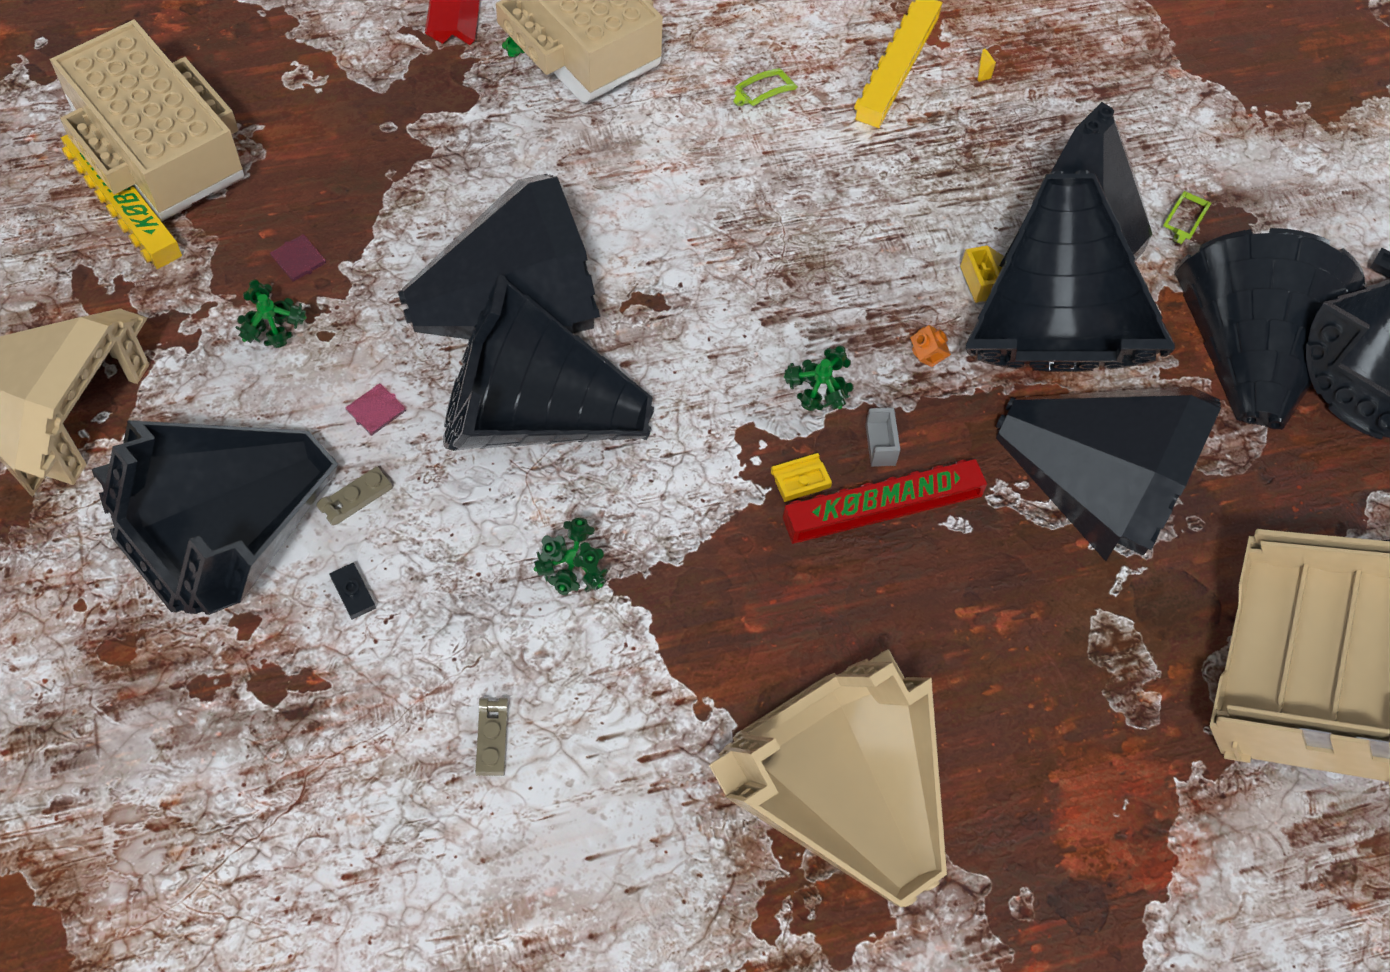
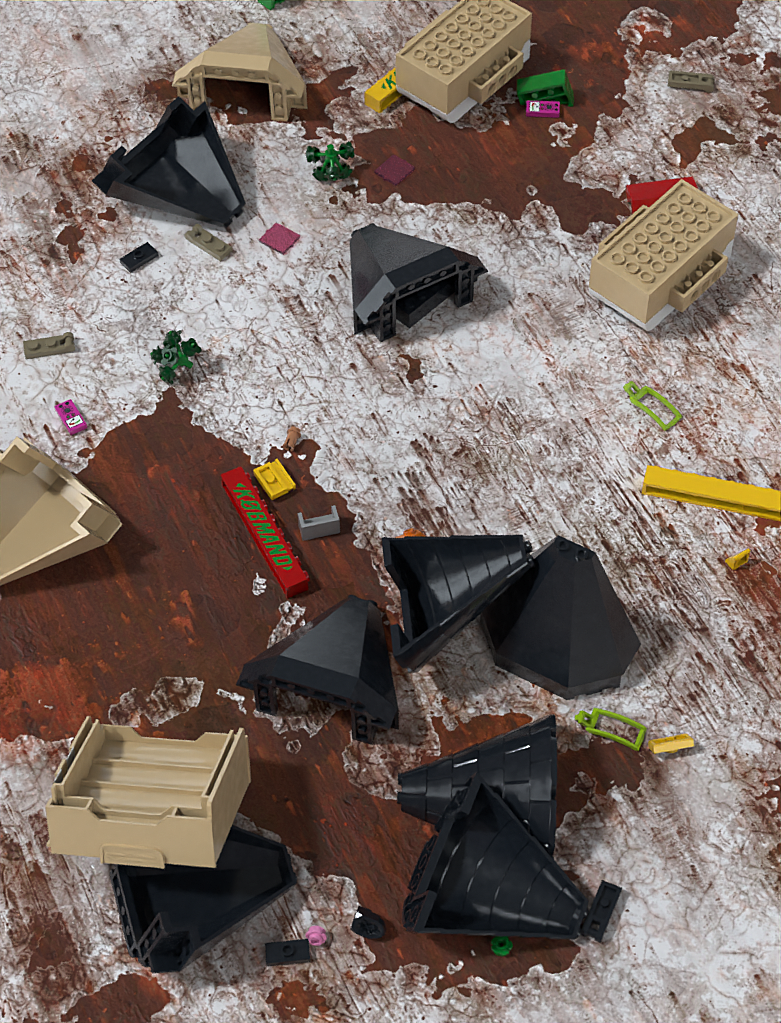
camera: 85 degrees right, 5 degrees down
(231, 65) = (546, 87): none -> green wedge
(255, 85) = (542, 108): none -> dark pink tile
(537, 383) = (298, 307): black cone -> none
(636, 720) = (70, 417): none -> dark pink tile
(737, 447) = (292, 437): none -> nougat pin
(819, 374) = (357, 469): dark green plant -> none
(1210, 172) = (670, 744): none -> yellow plate

